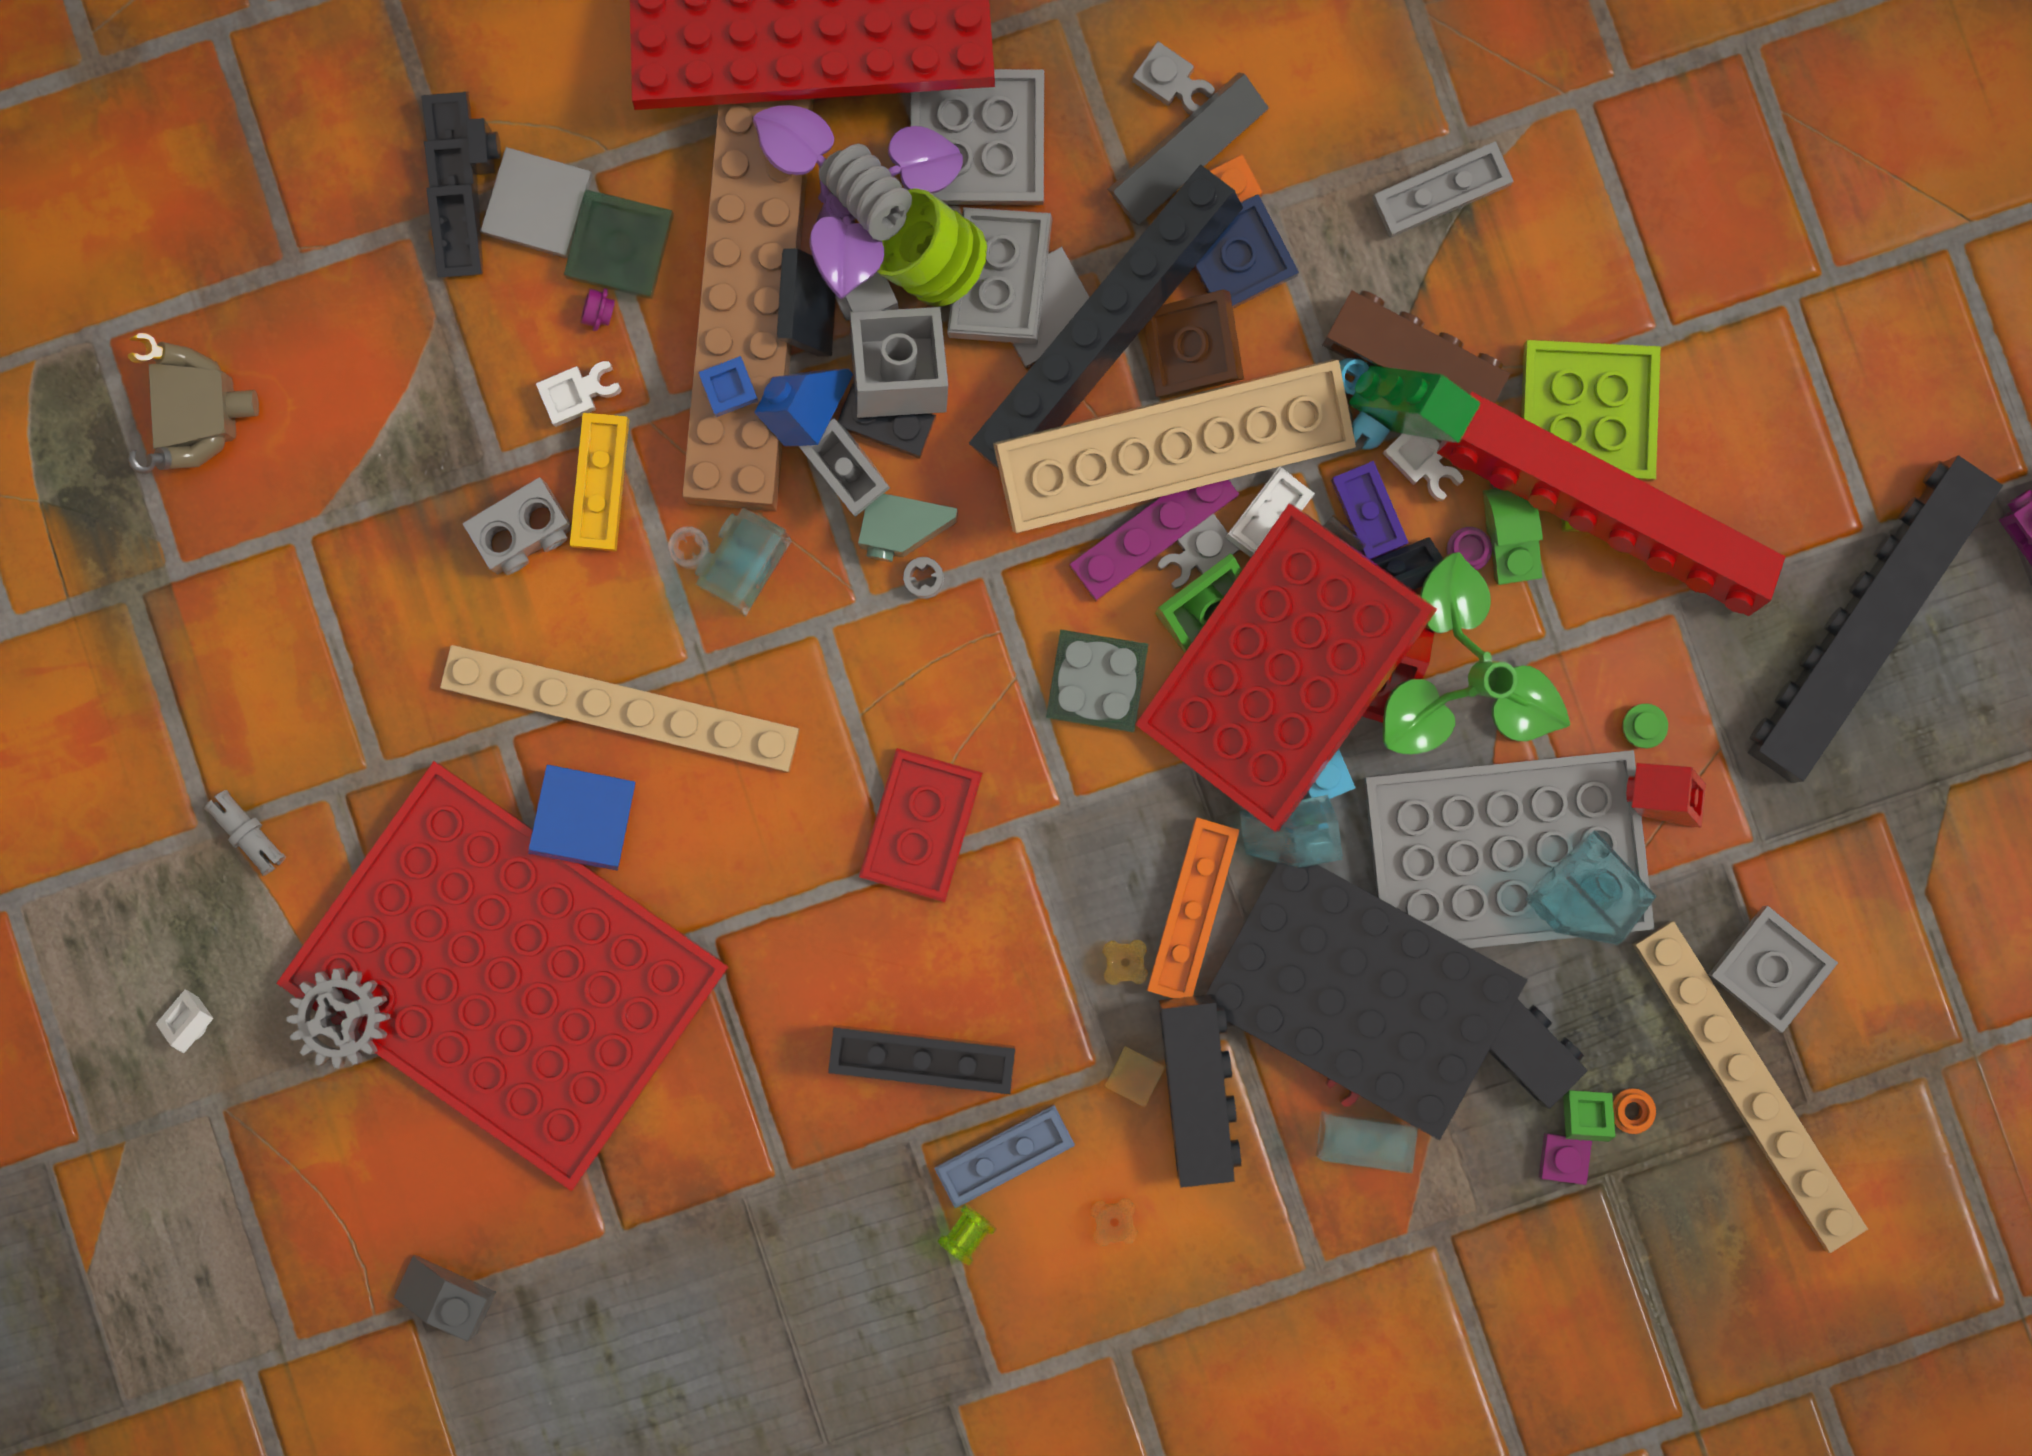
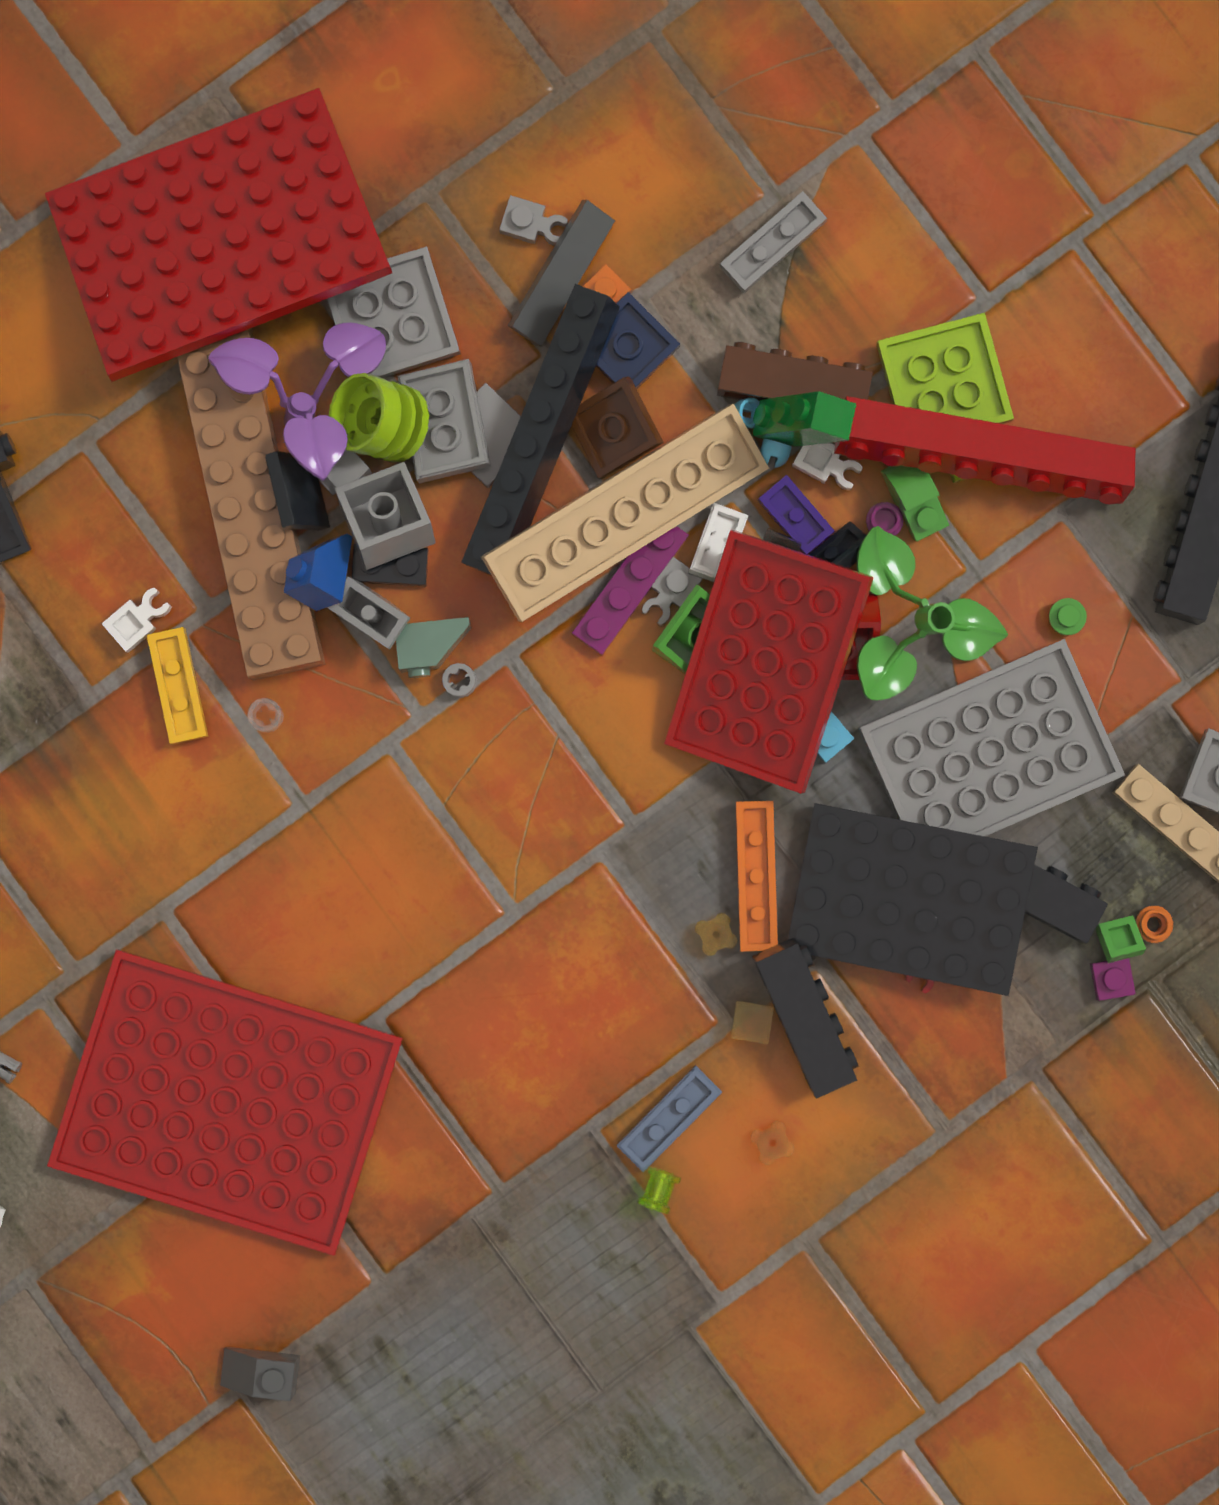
camera: 15 degrees left, 0 degrees up
(346, 1034) = (95, 1166): light grey gear -> none
(514, 516) = (118, 734): light grey brick -> none
(536, 202) = (56, 479): light grey tile -> none
(581, 817) = (248, 957): blue tile -> none
(597, 309) = (131, 548): magenta plate -> none
(618, 244) = (132, 491): clear green plate -> none
(620, 708) = (251, 860): tan plate -> none
(728, 386) = (256, 578): blue plate -> none
(743, 560) = (311, 711): clear light blue slope -> none
(867, 190) = (317, 387): light grey piece -> none
(920, 825) = (519, 877): red tile -> none
(921, 1059) = (579, 1062): black brick -> none
(1097, 681) = (623, 718): light grey piece -> none
(1304, 840) = (826, 792): clear light blue slope -> none
(1366, 1142) = (951, 1015): clear light blue brick -> none
(1591, 894) = (1067, 763): clear light blue slope -> none
(1667, 793) = (1101, 665): red slope -> none

